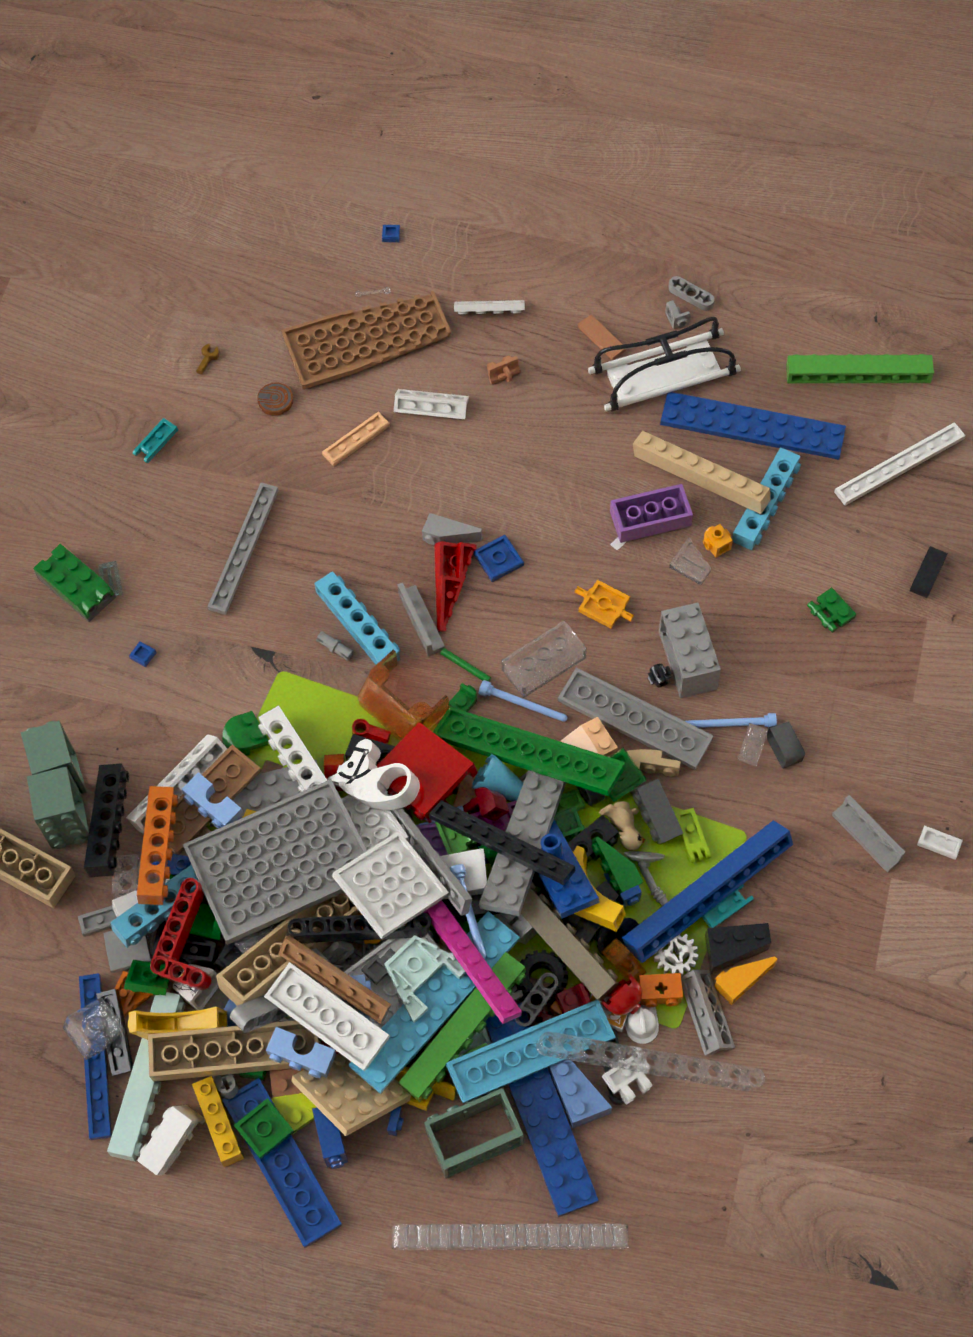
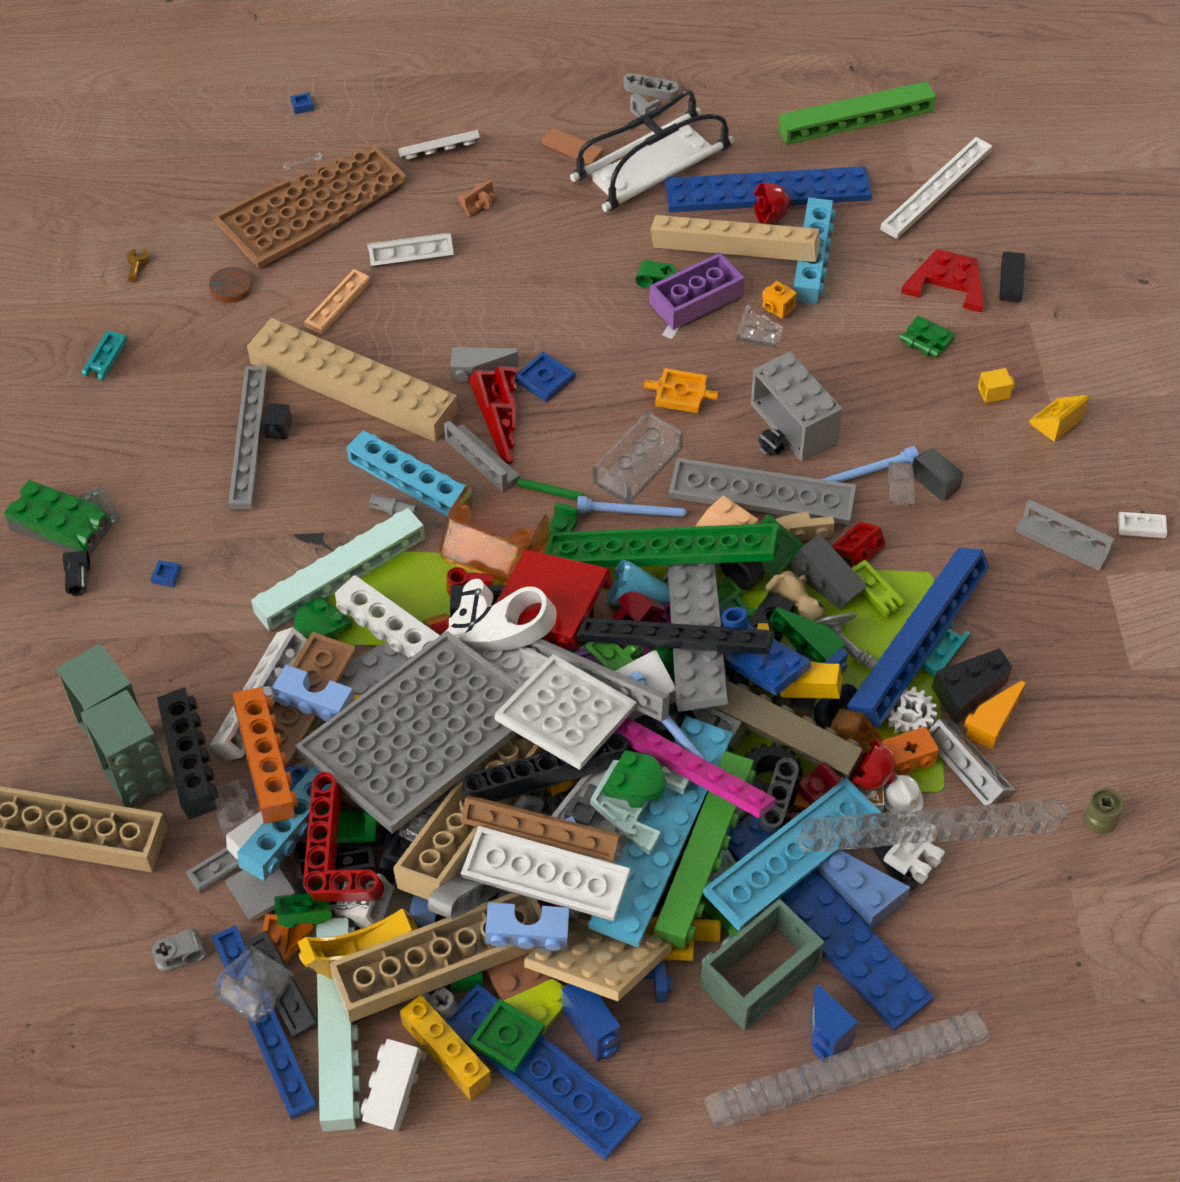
camera: 20 degrees left, 10 degrees down
(56, 979) = (180, 950): none -> light grey piece
(75, 629) = (76, 567): none -> black piece
(269, 541) = (277, 421): none -> black brick
(274, 690) = (335, 569): none -> light aqua brick
(342, 519) = (353, 379): none -> tan brick
(423, 959) = (636, 779): none -> green slope
(504, 1201) = (831, 1025): none -> blue slope
(622, 485) = (653, 272): none -> green piece
(695, 790) = (860, 543): none -> red bracket
(747, 444) = (771, 203): none -> red cylinder
(795, 1089) = (1103, 811): none -> olive wheel
(870, 675) = (995, 385): none -> yellow brick
(878, 551) = (948, 271): none -> red wing
(912, 719) = (1060, 416): none -> yellow slope

